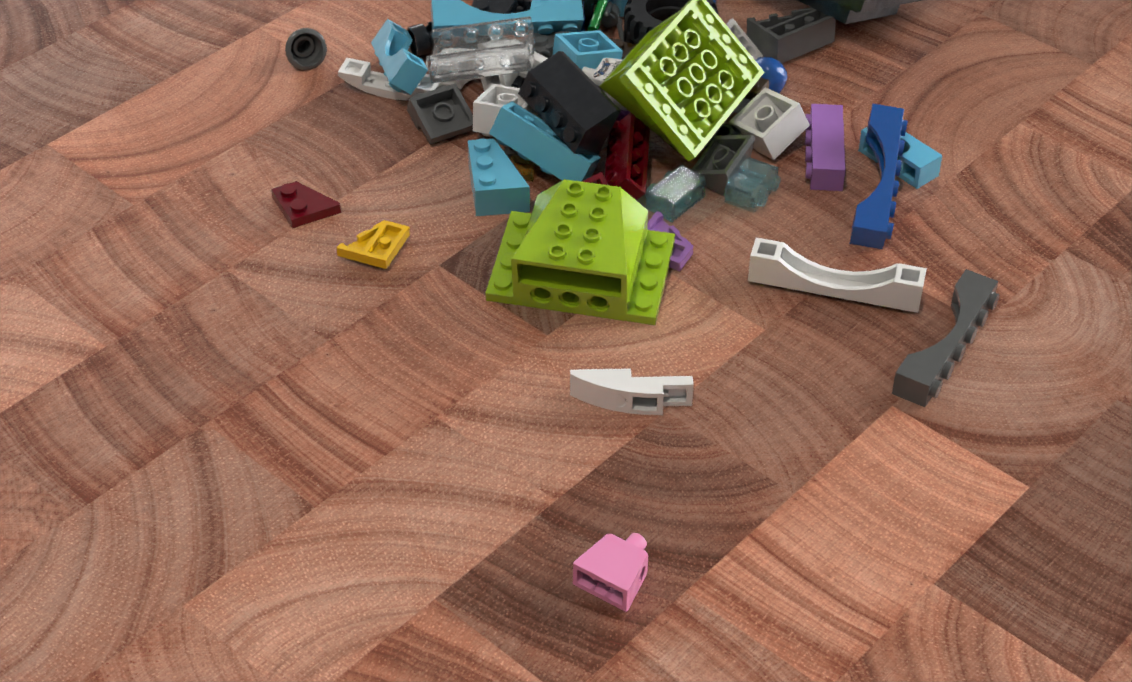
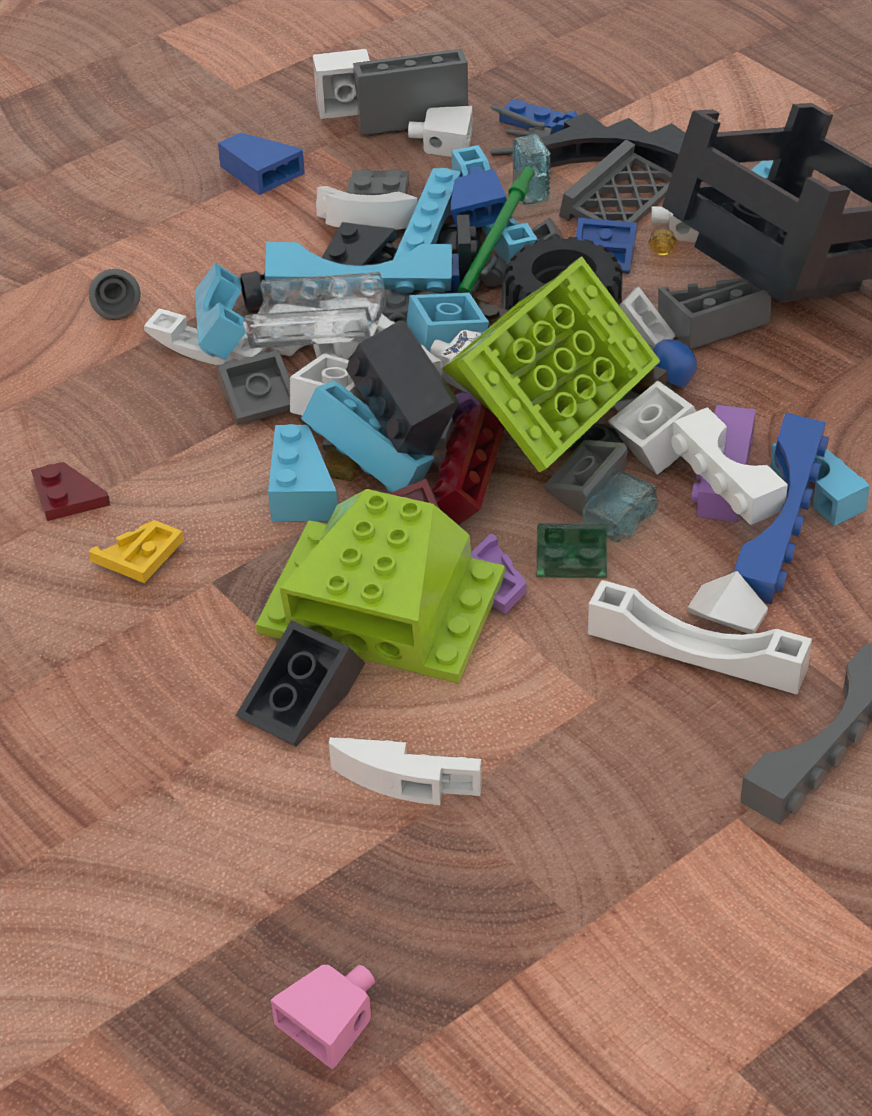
camera: 10 degrees right, 0 degrees up
(534, 333) = (300, 684): none -> black slope
(675, 192) = (520, 510): clear light blue brick -> none
(721, 220) = (571, 550): none -> clear green bracket
(851, 249) = (729, 603): none -> white slope
(854, 163) = (749, 489): none -> white arch

